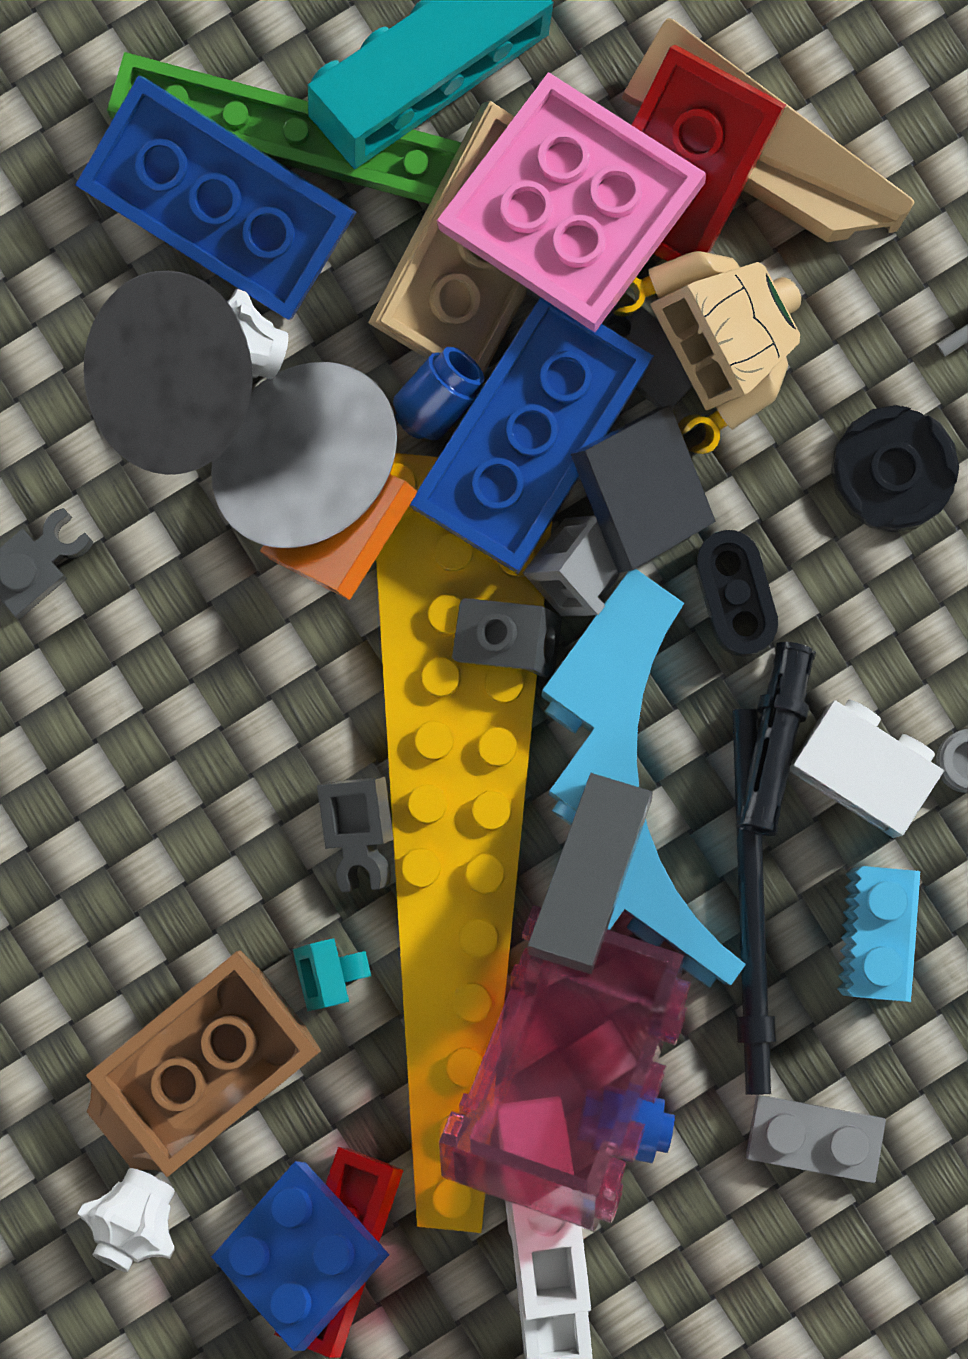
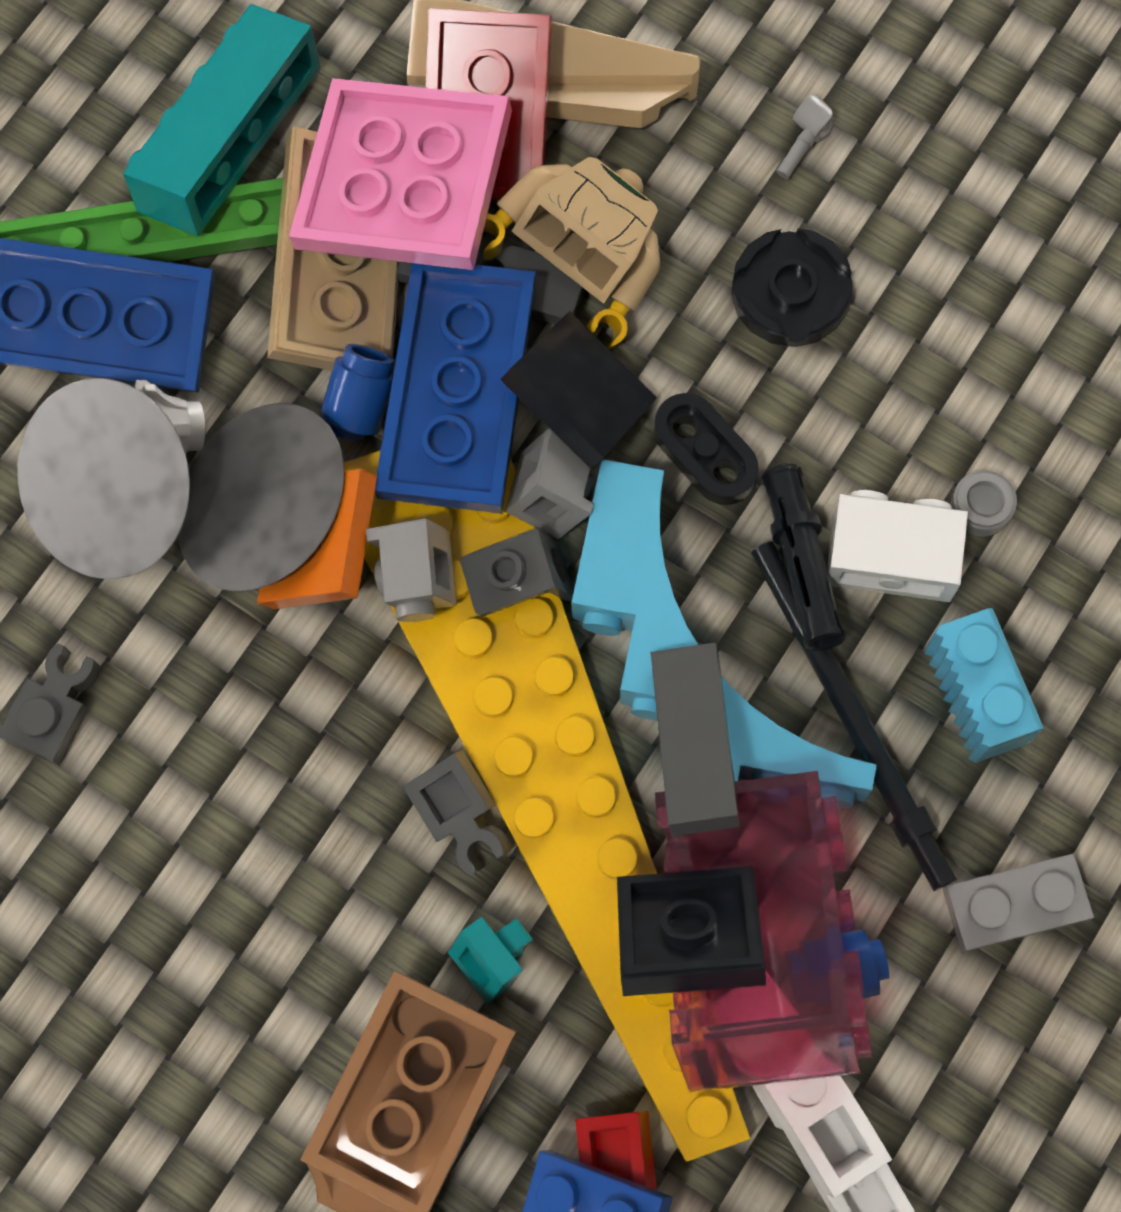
camera: 20 degrees left, 10 degrees down
(414, 593) = (414, 568): none -> light grey brick
(505, 1043) = (689, 931): none -> black tile

